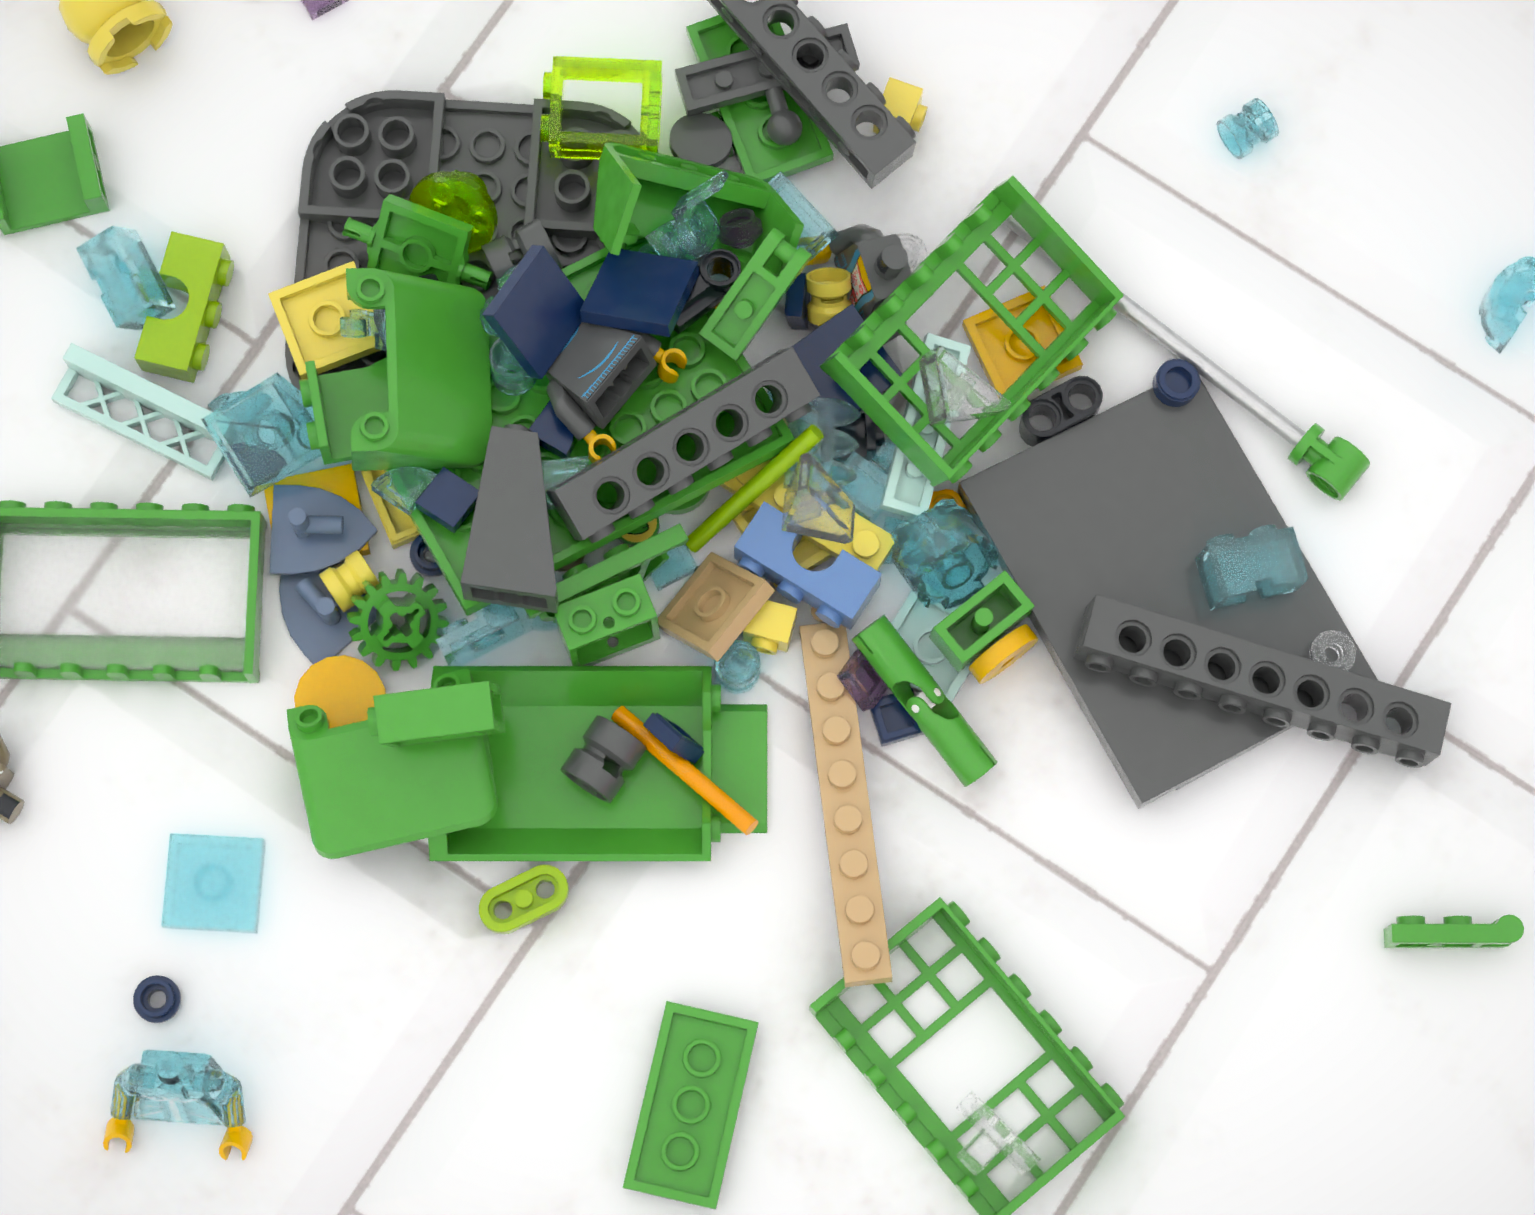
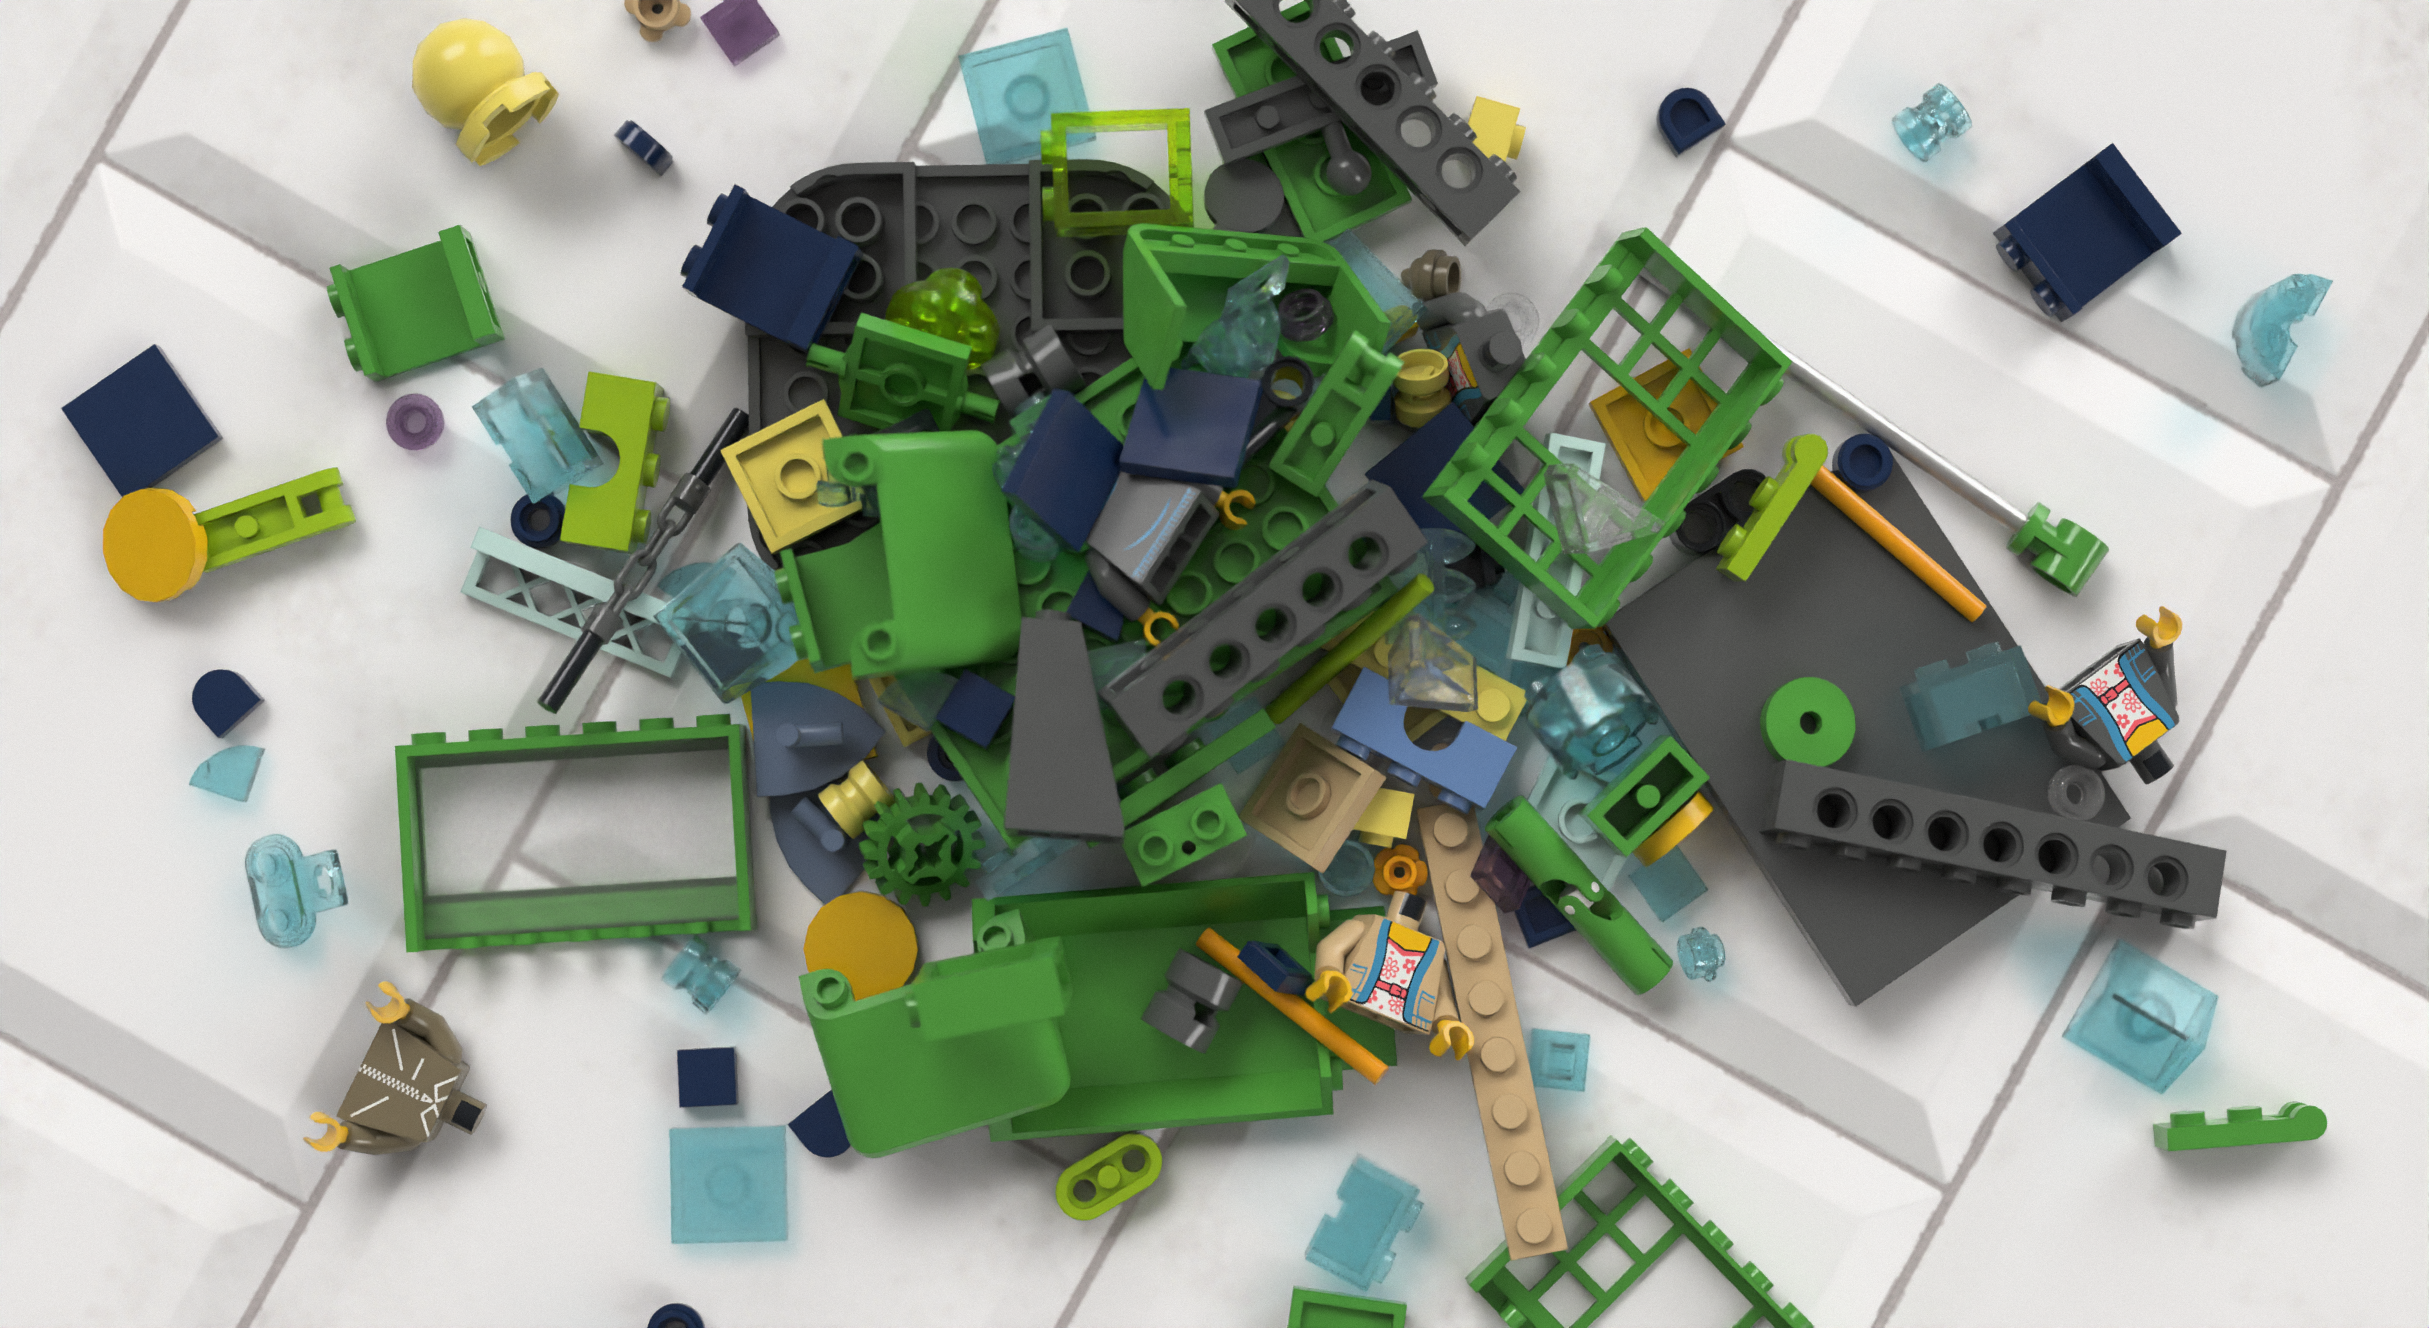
camera: 10 degrees left, 10 degrees up
(26, 254) = (403, 409): none -> clear purple plate
(113, 337) = (522, 527): none -> dark blue plate
(163, 417) = (605, 620): none -> piece
(206, 795) = (707, 1076): none -> dark blue tile
(210, 711) = (701, 974): none -> clear light blue wheel
(235, 71) = (644, 146): none -> dark blue tile
(294, 843) = (821, 1128): none -> dark blue tile
(321, 162) = (770, 269): none -> dark blue panel
(525, 50) = (1017, 90): none -> clear light blue tile
(736, 945) = (1372, 1214): none -> clear light blue brick
(766, 751) = (1391, 975): none -> torso
(781, 687) = (1401, 856): none -> light orange plate
(846, 212) = (1433, 275): none -> dark tan plate
(899, 836) = (1559, 1059): none -> clear light blue tile
(998, 702) = (1668, 884): none -> clear light blue tile
(1021, 759) = (1700, 954): none -> clear light blue plate
(1056, 114) = (1687, 119): none -> dark blue tile
(1099, 400) = (1773, 504): none -> lime plate
(1123, 557) = (1828, 708): none -> bright green piece
(1197, 443) = (1898, 544): none -> light orange bar
(1365, 223) = (2085, 234): none -> dark blue panel
(1370, 584) = (2119, 704): none -> torso
(1377, 840) = (2143, 1017): none -> clear light blue slope

